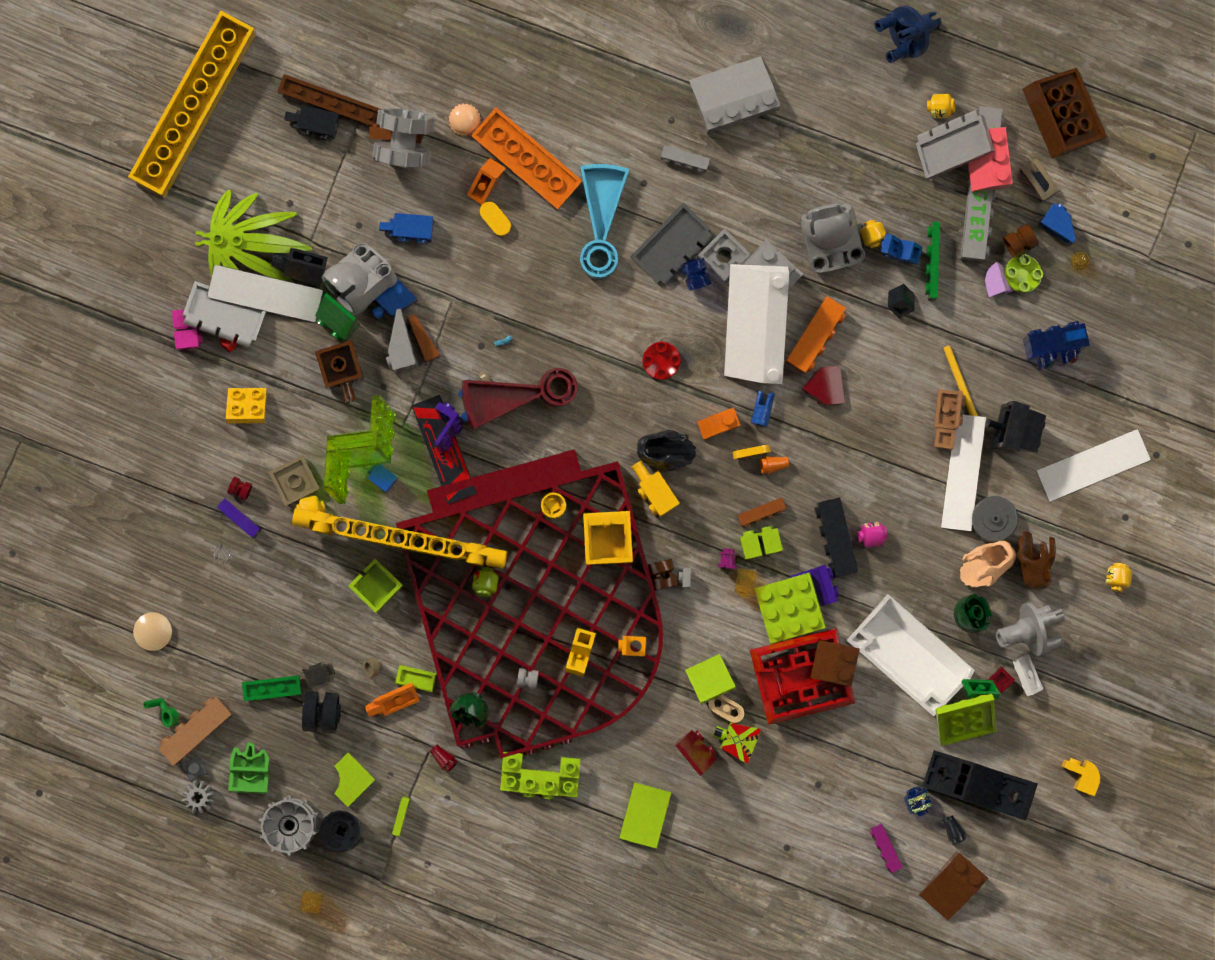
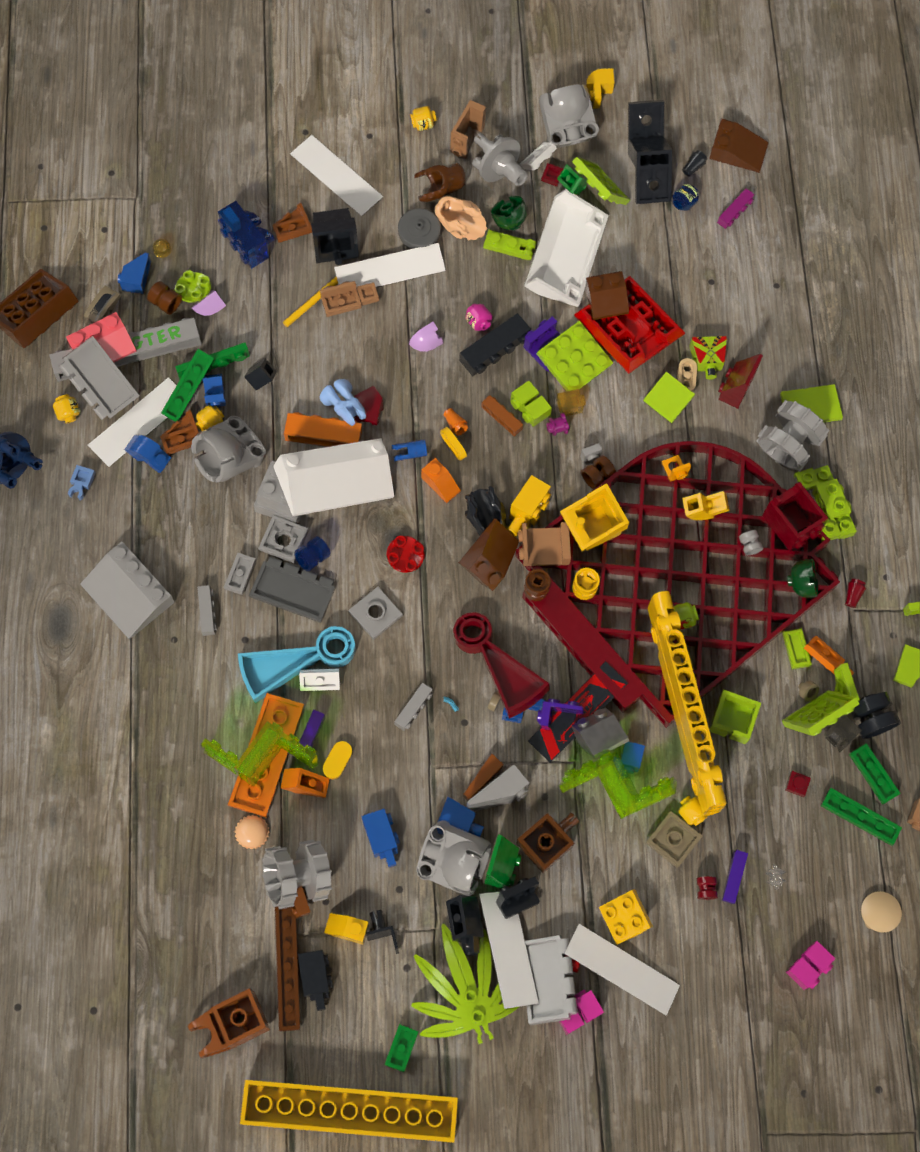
camera: 115 degrees left, 15 degrees down
(130, 536) = (811, 965): none -> dark pink piece
(204, 382) = (622, 969): none -> white sticker
(224, 169) = (401, 1048): none -> green plate
(240, 656) = (861, 816): none -> green plate
(294, 615) = (797, 784): none -> dark red plate
(302, 320) = (518, 898): none -> black bracket
(309, 31) = (224, 1024): none -> dark orange brick
(330, 192) = (380, 930): none -> black bracket
(343, 165) = (347, 928): none -> yellow slope
(343, 661) = (820, 712): none -> lime plate
(356, 696) = (844, 681): none -> lime tile
(412, 456) = (599, 733): none -> flat silver slope
(513, 305) = (413, 706): none -> light grey piece
(524, 149) = (260, 753): none -> clear neon green bracket
(528, 203) = (312, 728): none -> dark purple piece
(536, 727) = (792, 513): none -> dark red container
(571, 460) = (537, 585): none -> reddish brown wheel
(574, 232) = (319, 679): none -> white plate
(608, 320) = (371, 625): none -> light grey piece
(609, 486) = (544, 546): none -> medium nougat panel
(616, 774) = (798, 427): none -> light grey piece
(620, 433) = (491, 555): none -> reddish brown slope
(707, 202) = (240, 573): none -> light grey plate
(825, 361) = (344, 409): none -> light blue piece
(863, 94) = (81, 479): none -> medium blue plate
(863, 163) = (148, 451): none -> blue brick
(869, 202) = (180, 434): none -> dark orange wing
(872, 475) = (426, 338): none -> lavender brick
(902, 169) = (137, 421): none -> white sticker
(915, 225) = (187, 385): none -> green plate
(941, 601) = (509, 245): none -> lime plate
(1051, 397) = (292, 225): none -> dark orange wing
(1059, 723) = (567, 115): none -> light grey piece
(1100, 624) = (473, 117): none -> medium nougat panel

